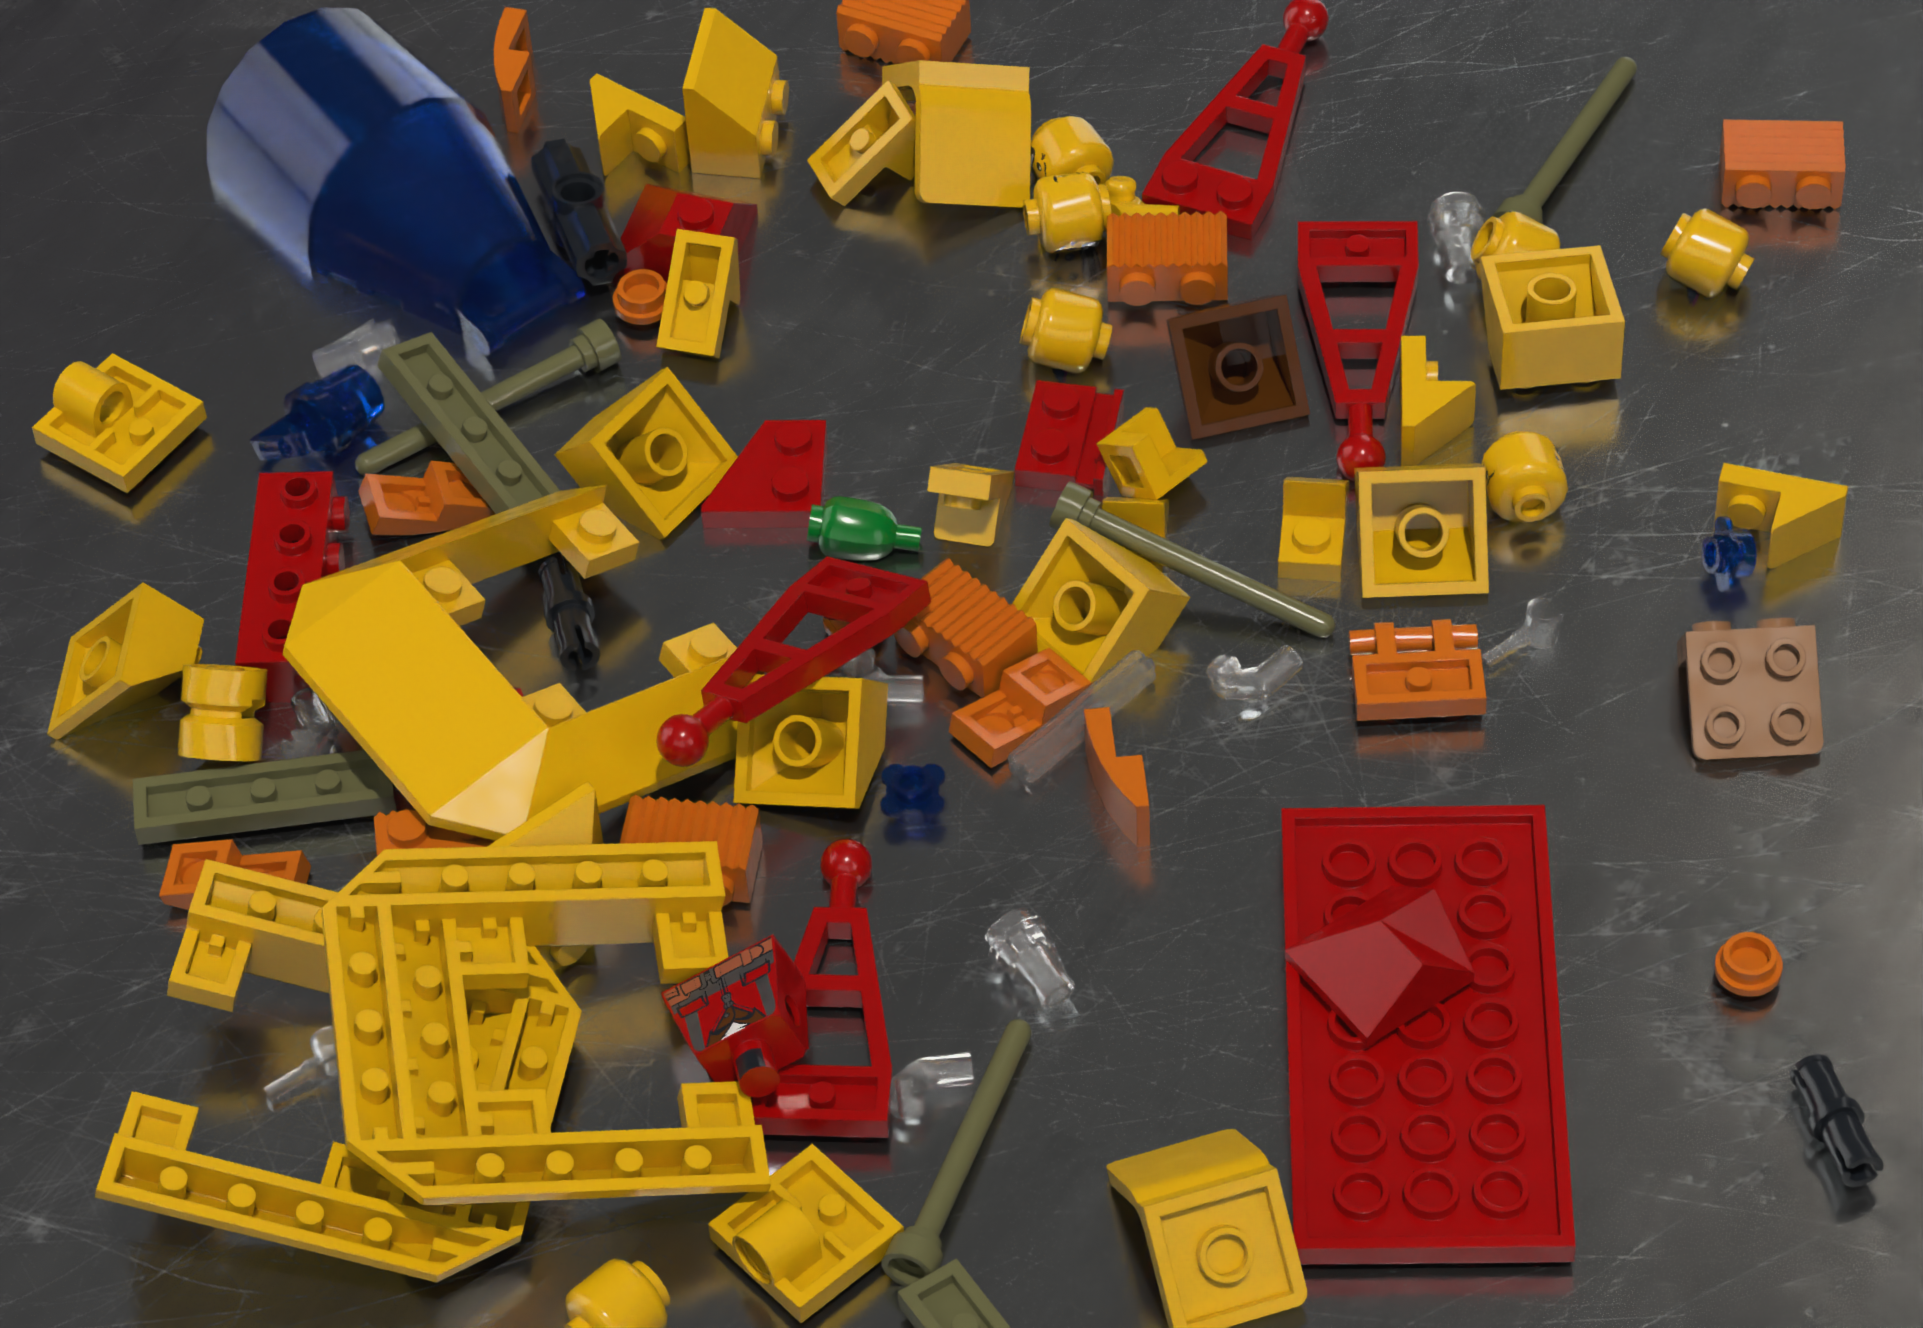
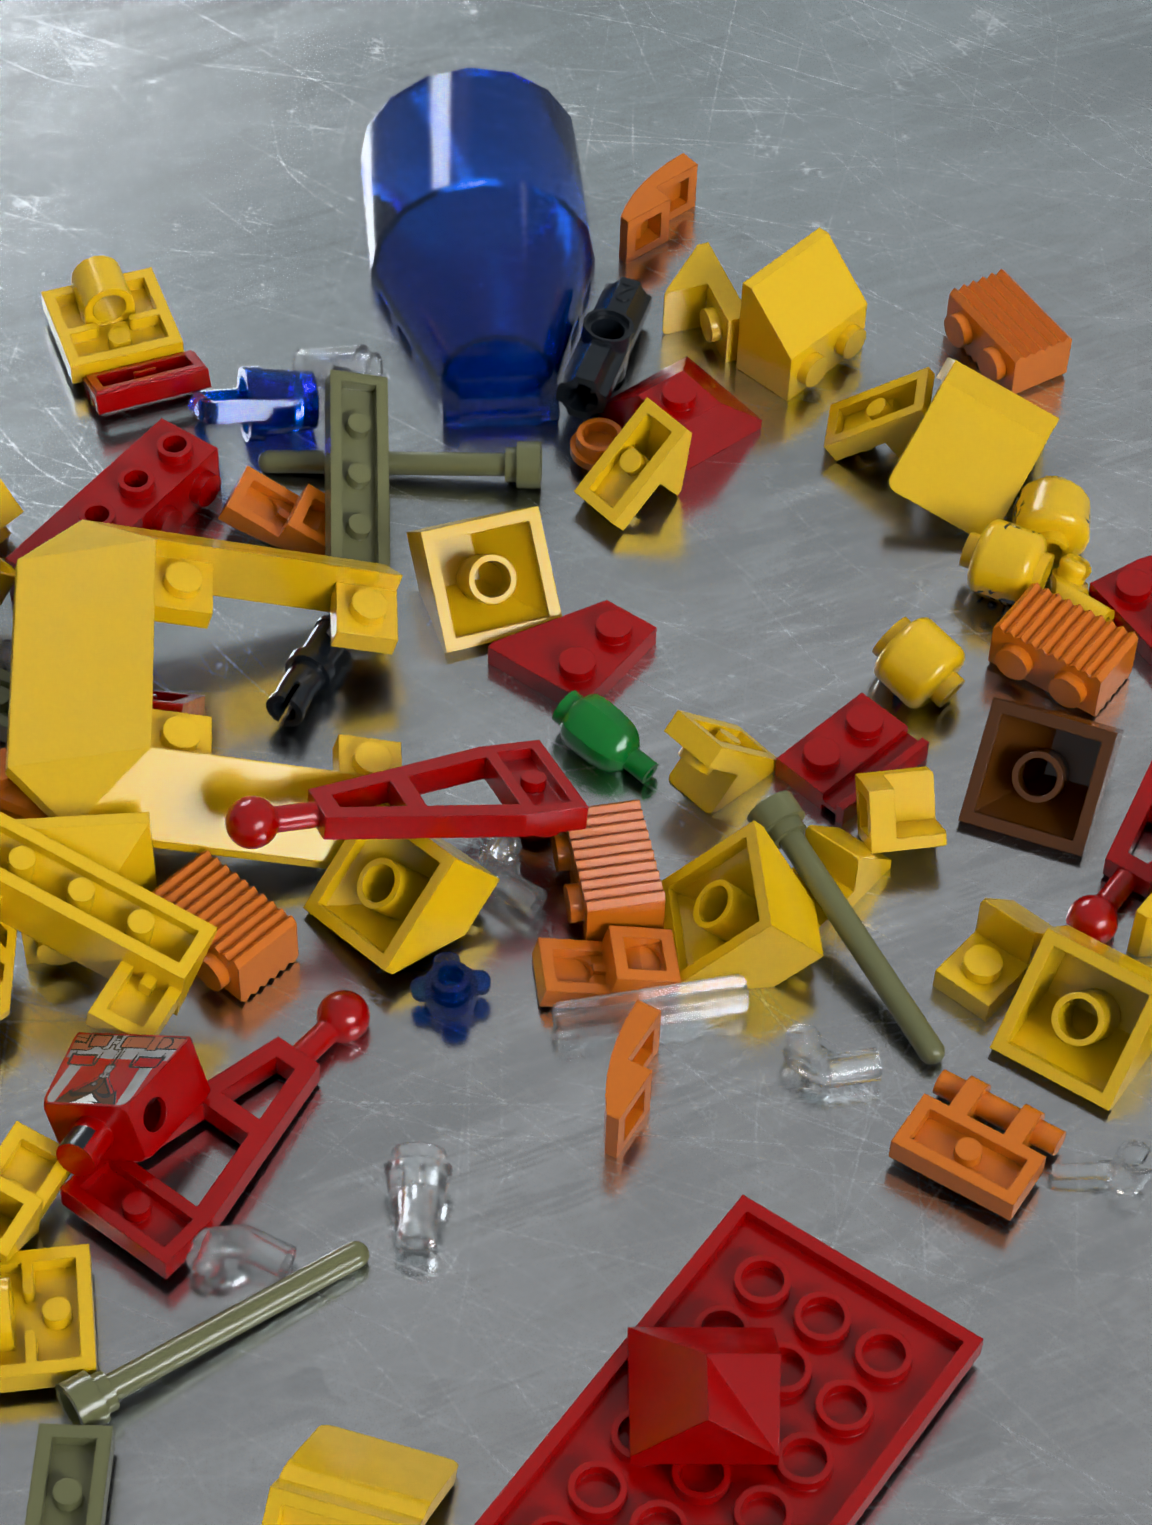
camera: 30 degrees right, 0 degrees up
(197, 454) = (146, 381): none -> red tile

